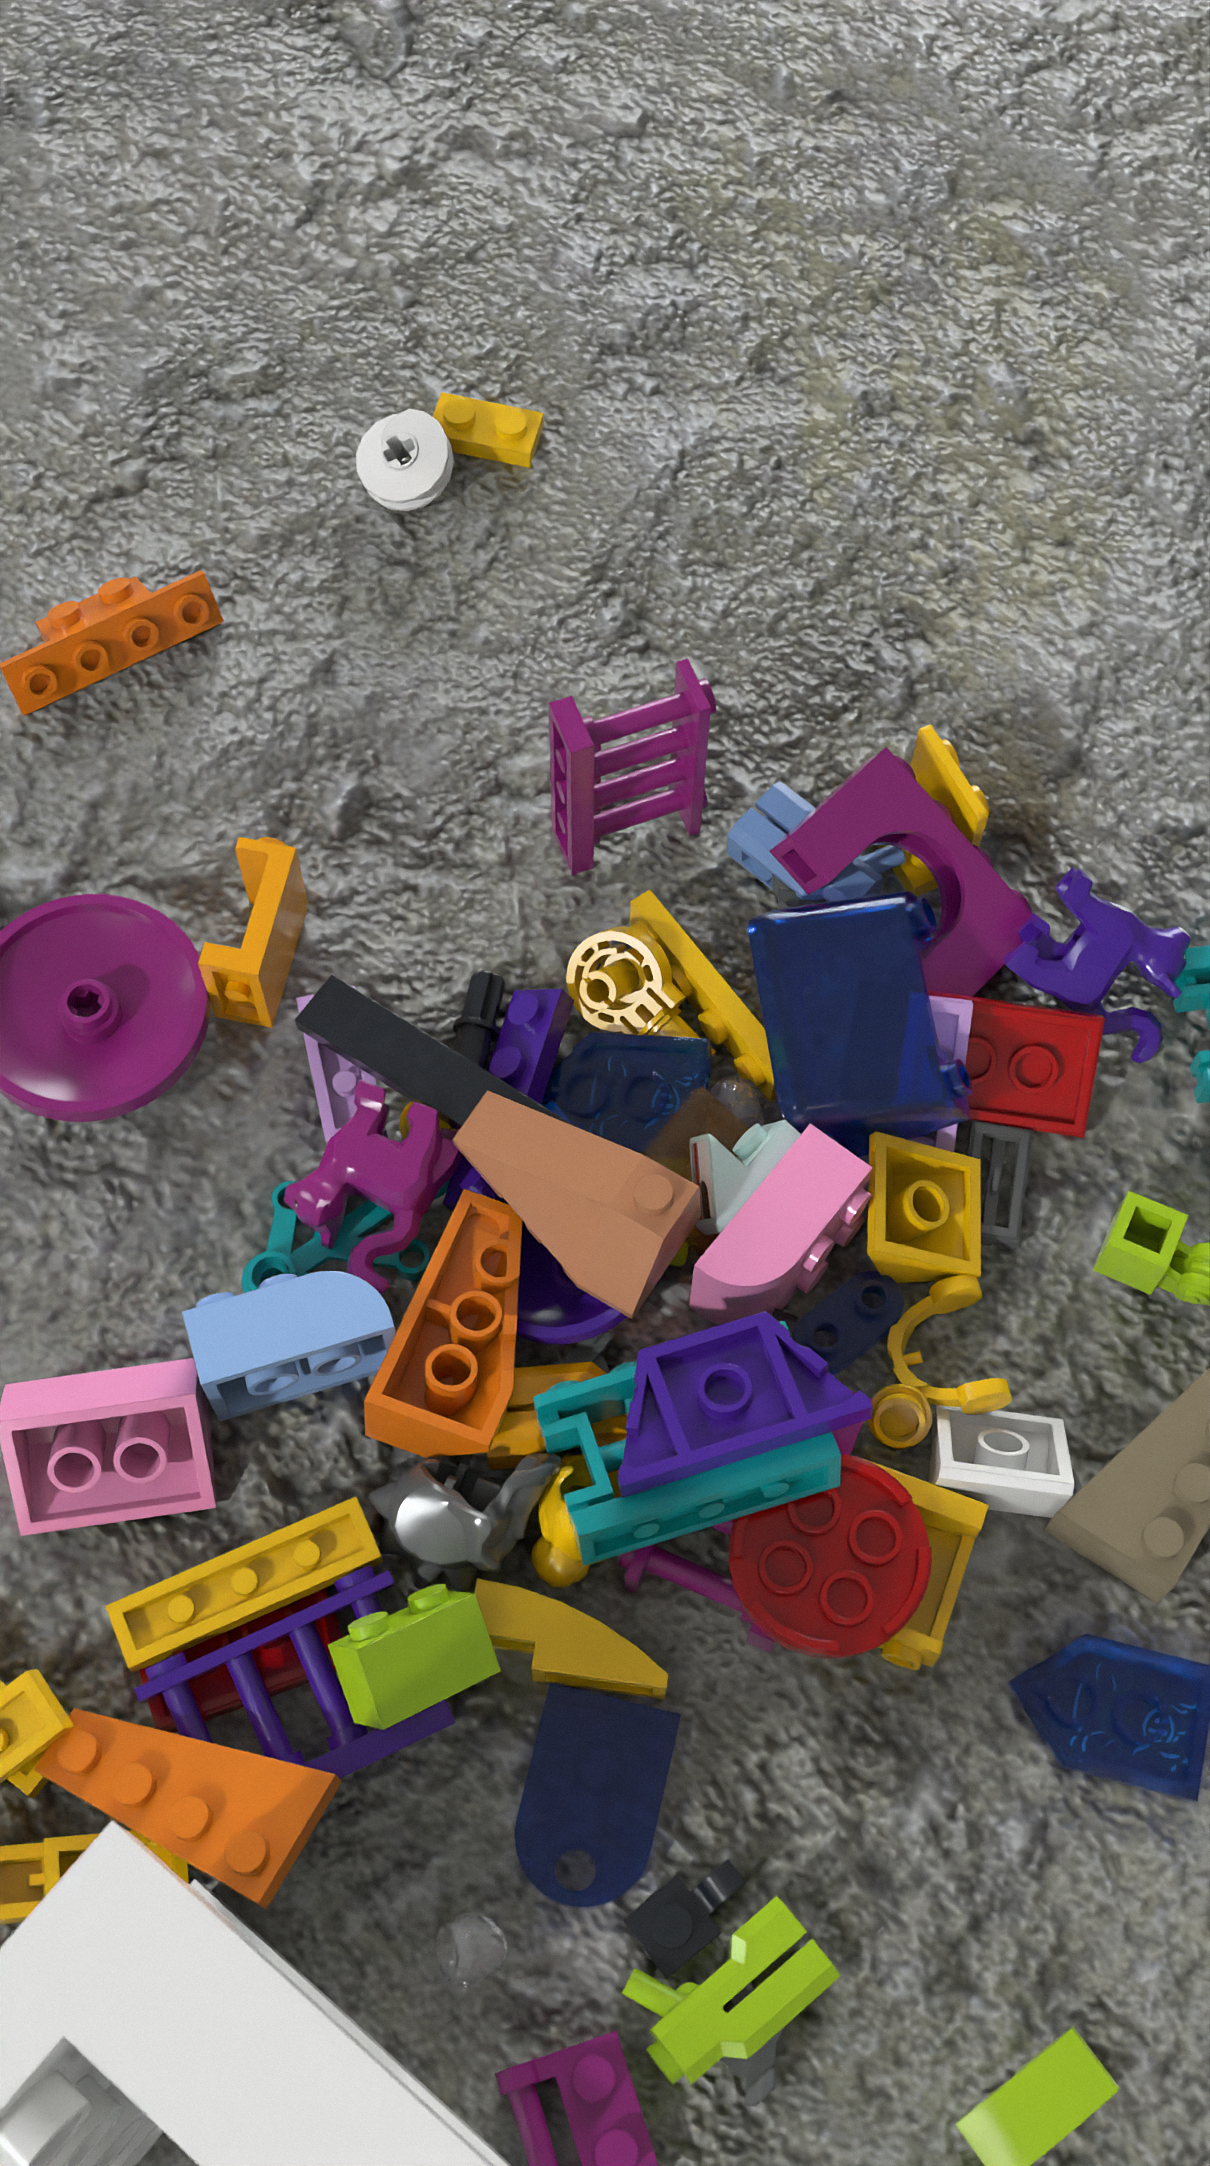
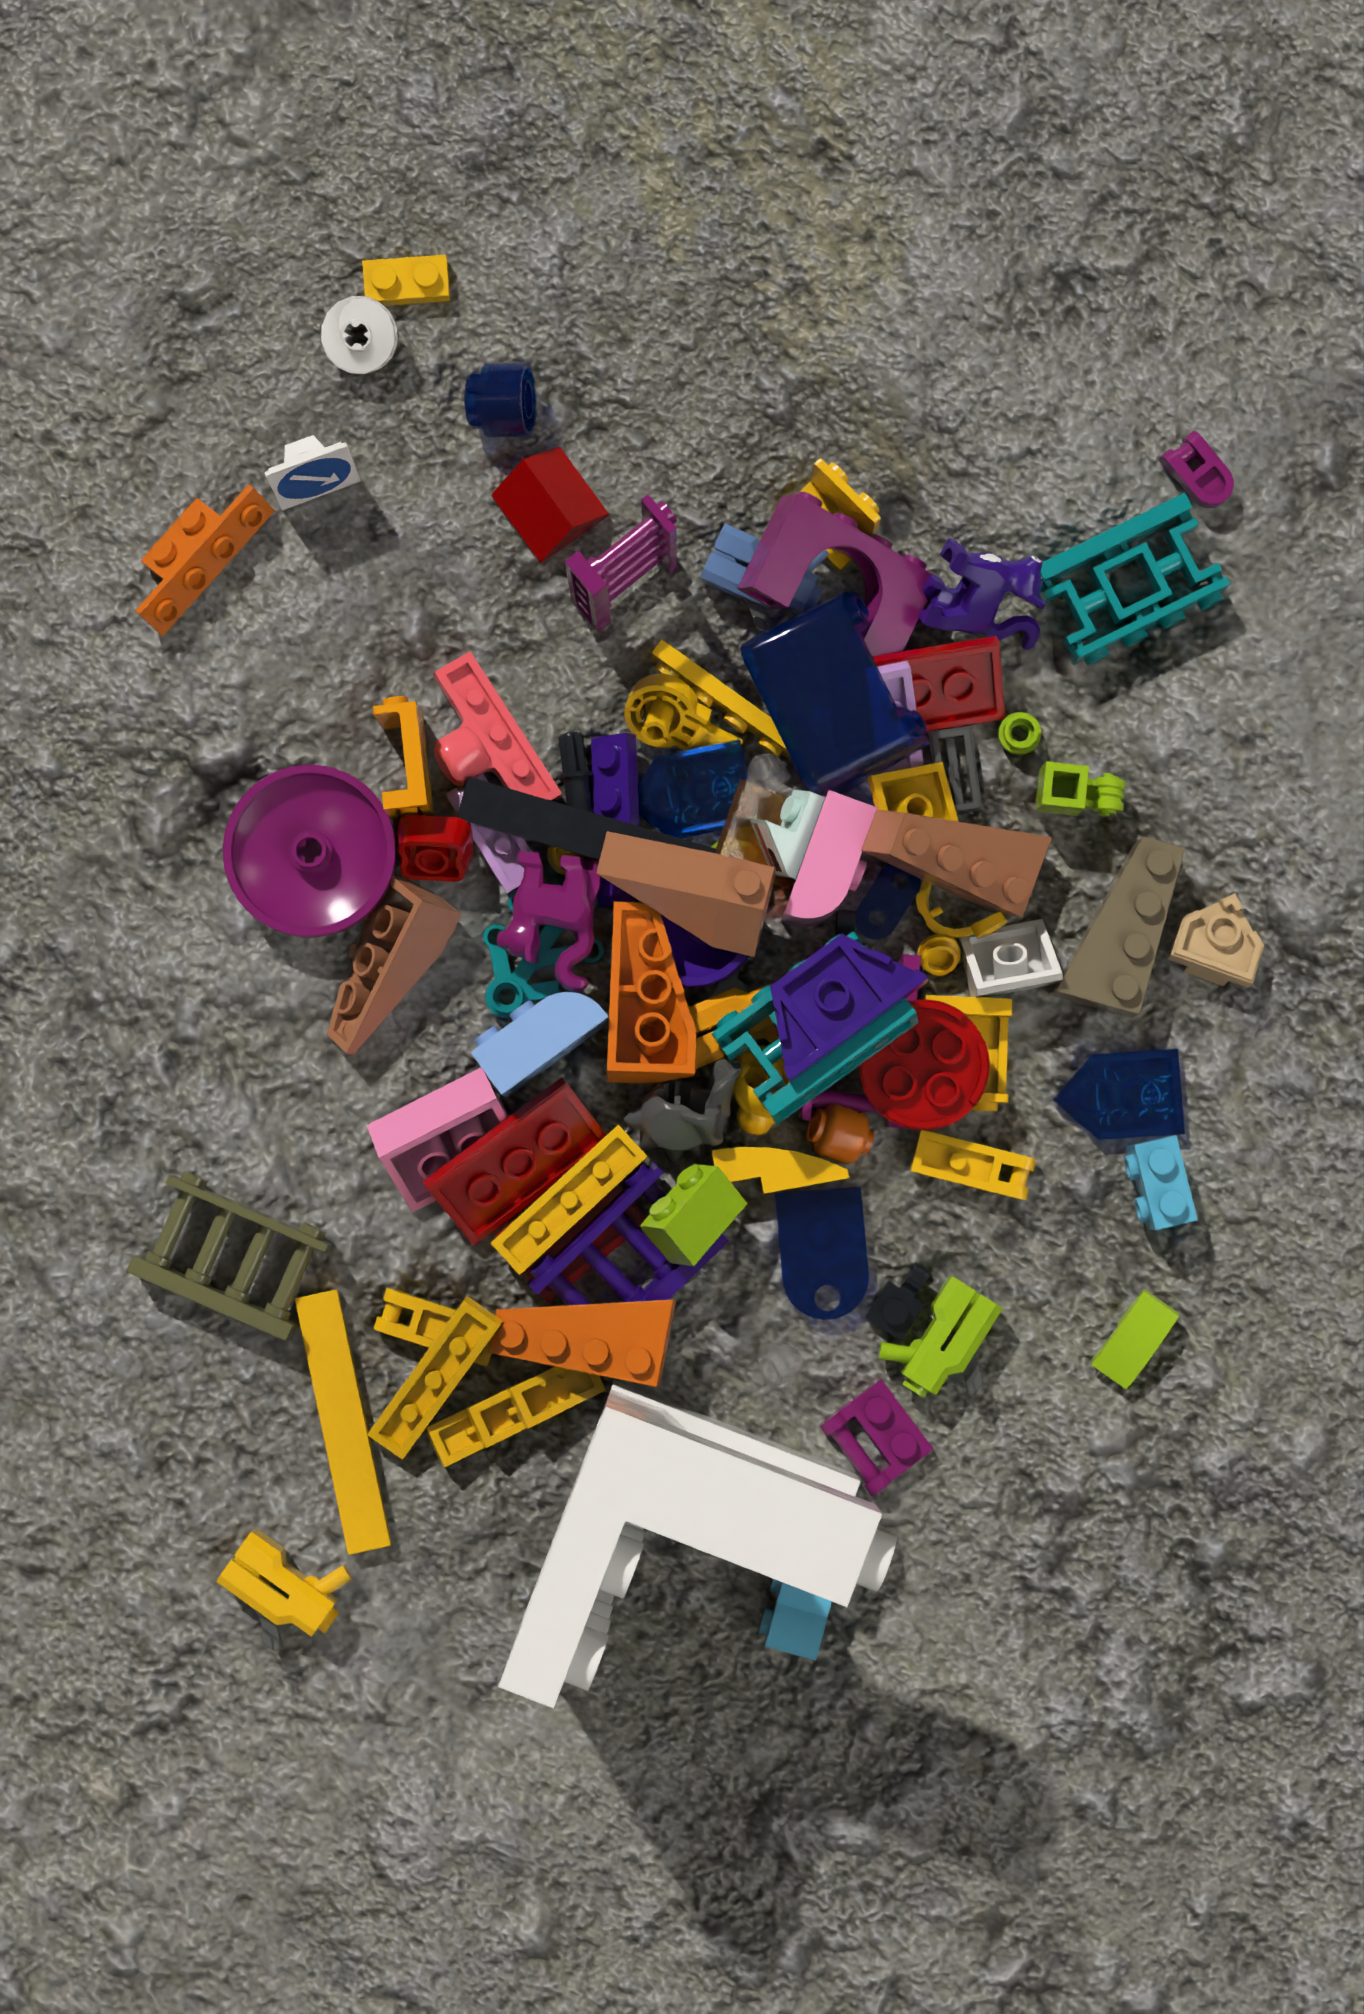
camera: 20 degrees left, 20 degrees up
(156, 1163) = (393, 953): none -> nougat wedge
(186, 1503) = (515, 1161): none -> red tile
(253, 1052) = (434, 847): none -> red piece
(282, 577) = (311, 471): none -> piece
(380, 941) = (487, 735): none -> coral plate
(549, 673) = (548, 502): none -> red slope
(550, 572) = (502, 400): none -> clear blue piece
(675, 1623) = (840, 1133): none -> orange head
(859, 1738) = (971, 1164): none -> yellow plate
(972, 1280) = (968, 860): none -> nougat wedge
(1108, 1149) = (1024, 721): none -> lime plate
(1141, 1862) = (1160, 1183): none -> medium azure brick

